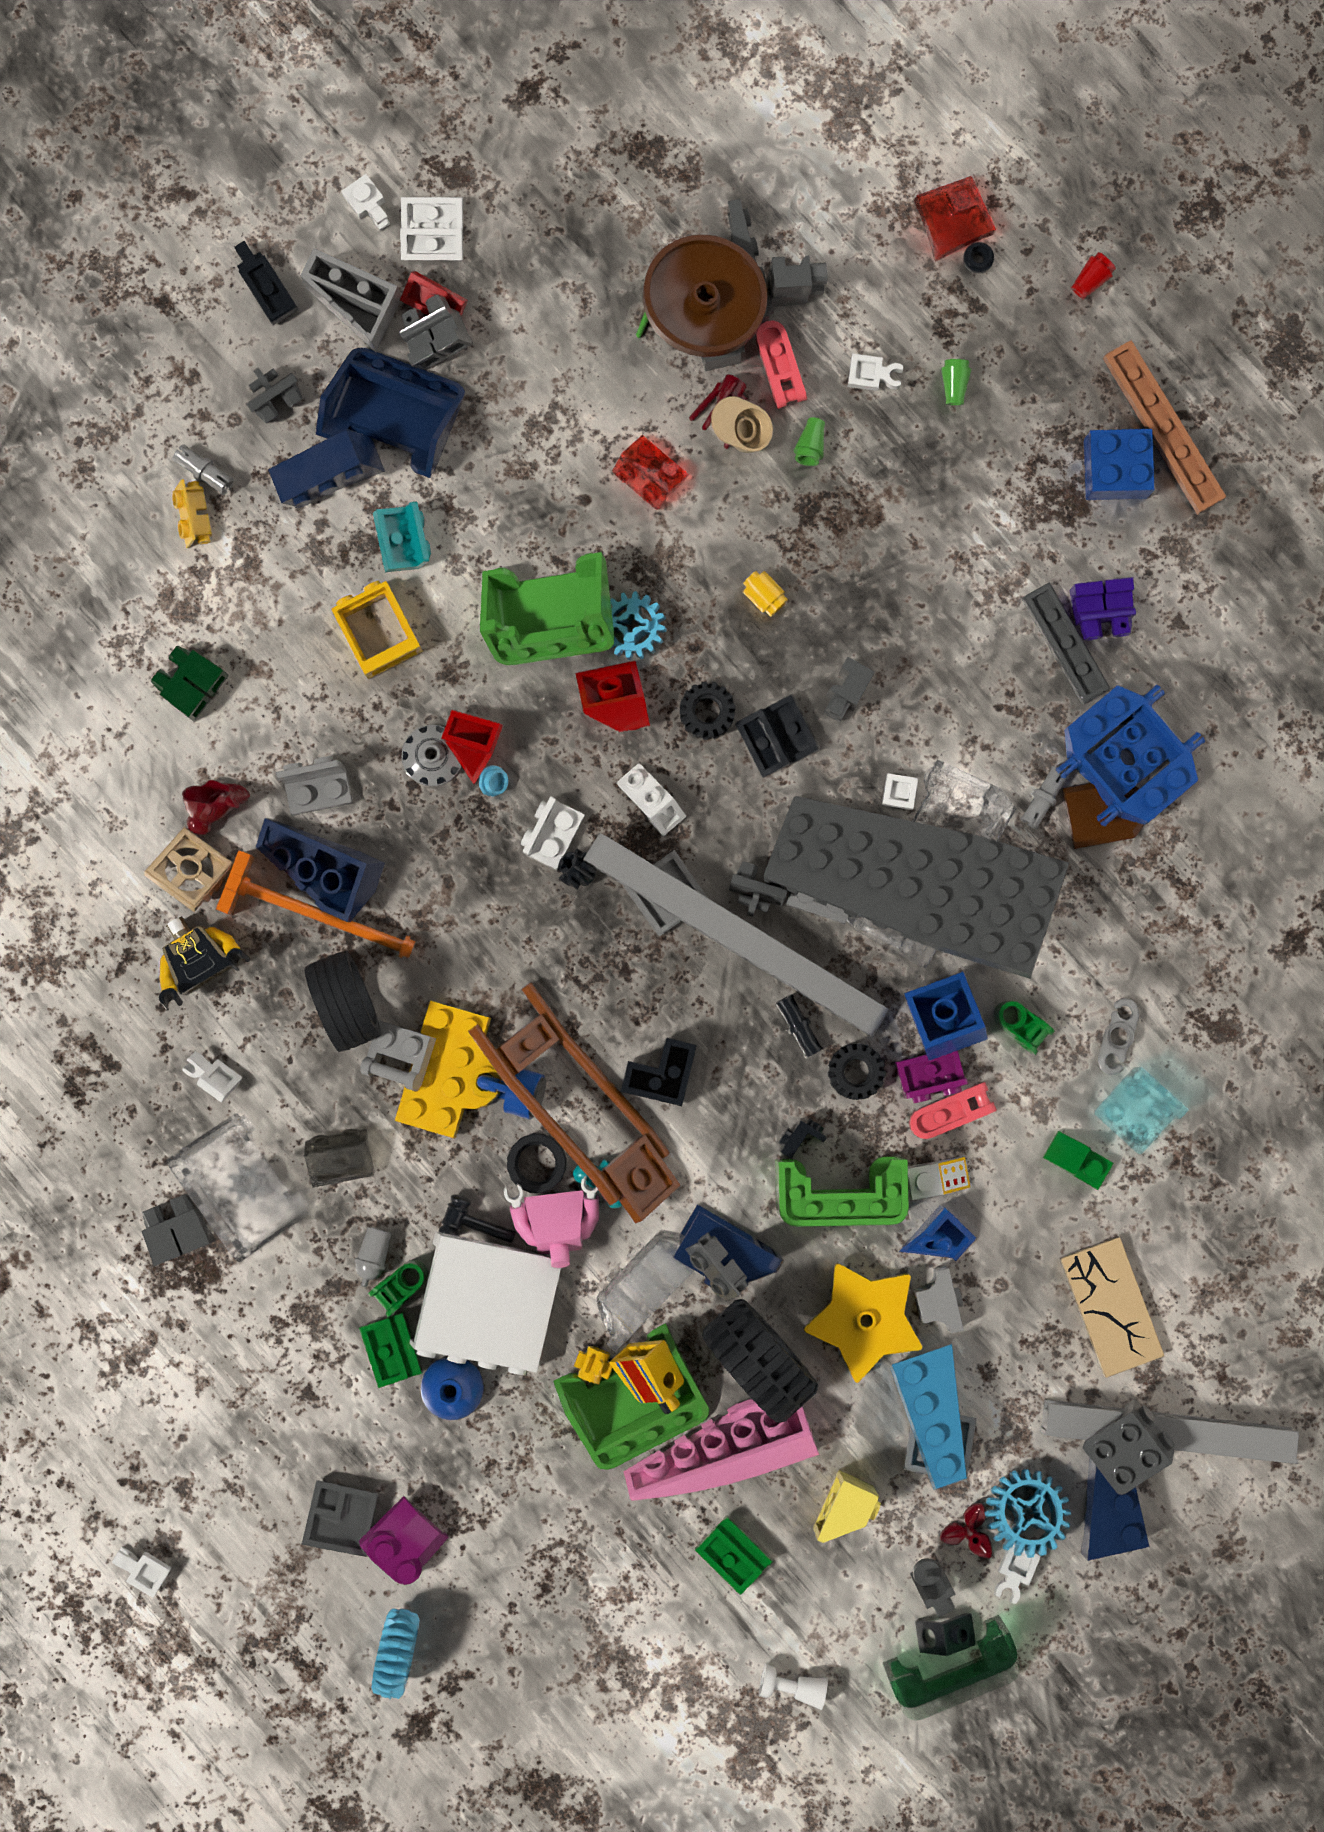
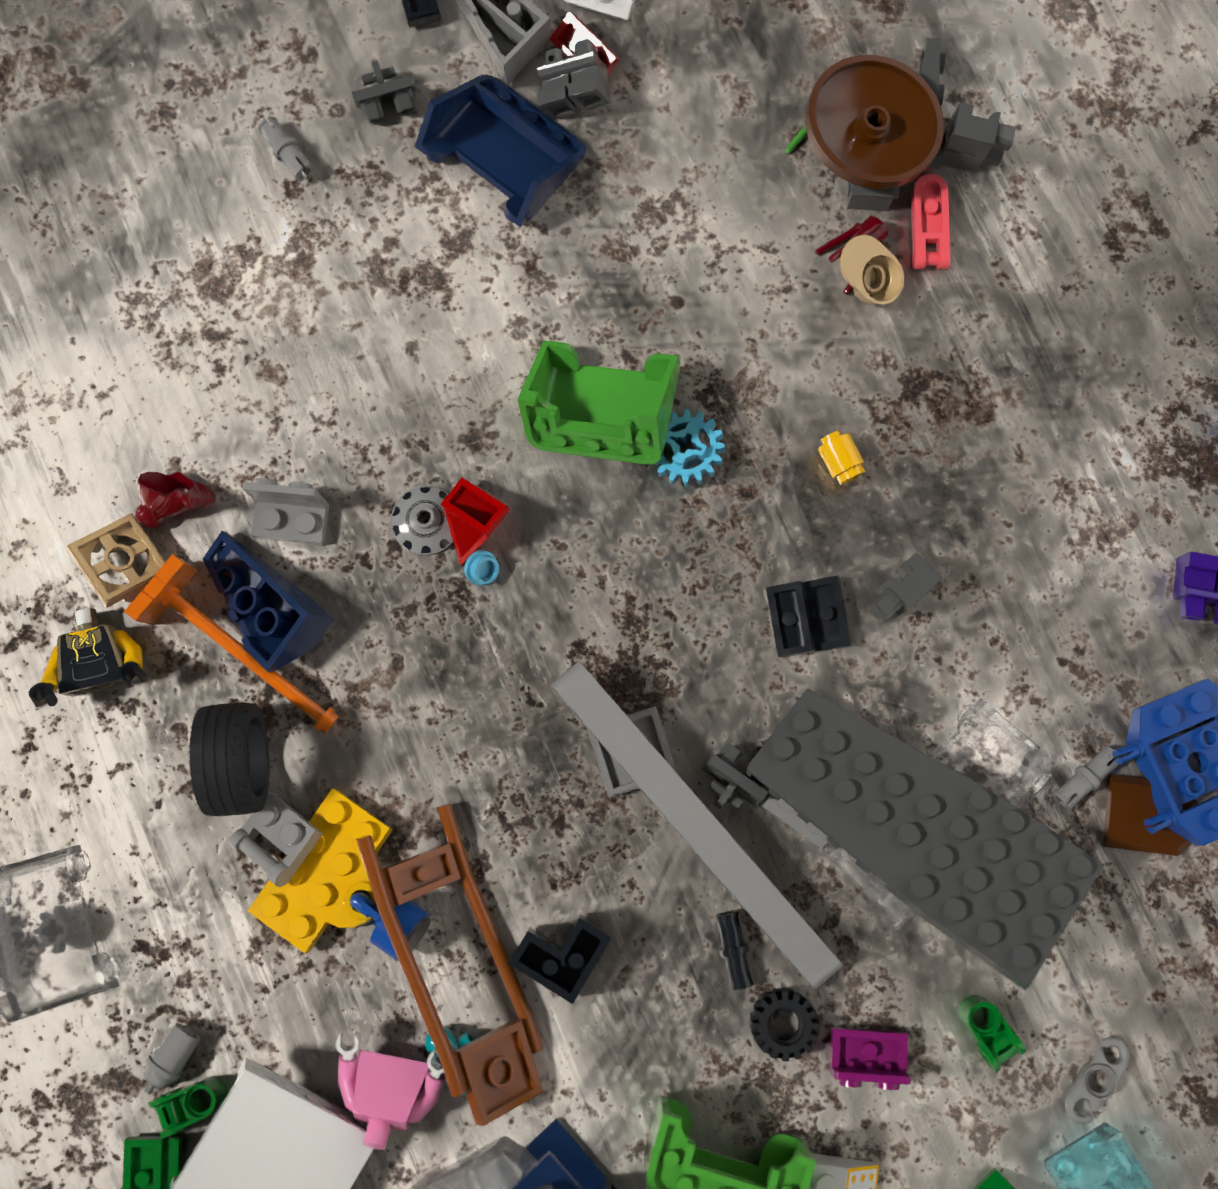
camera: 20 degrees right, 5 degrees down
(178, 690) = (177, 367): dark green hips -> none
(188, 501) = (254, 201): yellow hinge -> none
(213, 1078) = (65, 799): white plate -> none
(326, 468) = (414, 183): dark blue wedge -> none
(338, 1157) = (170, 933): clear smoke bracket -> none
(391, 657) = (417, 400): yellow window -> none
(402, 537) = (469, 280): teal bracket -> none
(456, 1218) = (280, 1045): black piece -> none
(513, 1161) = (360, 1014): black tyre -> none
(552, 832) = (527, 644): white bracket -> none
(575, 869) = (539, 694): black gear -> none
(614, 696) = (642, 518): red slope -> none
(649, 472) = (755, 292): clear red bracket -> none
(651, 799) = (648, 642): white bracket -> none
(707, 729) = (740, 543): black tyre -> none
(793, 1138) = (689, 1079): black bracket -> none
(811, 443) = (939, 315): bright green cone -> none
(868, 372) = (1024, 259): white plate -> none
(899, 791) = (926, 720): white plate -> none
(946, 1016) = (907, 995): blue brick -> none
(951, 1112) = (878, 1108): coral plate -> none
(954, 216) = (1162, 128): clear red plate -> none
(955, 380) = (1116, 295): bright green cone -> none
(981, 249) = (1182, 171): black plate -> none
(1065, 643) = (1158, 615): dark grey tile -> none

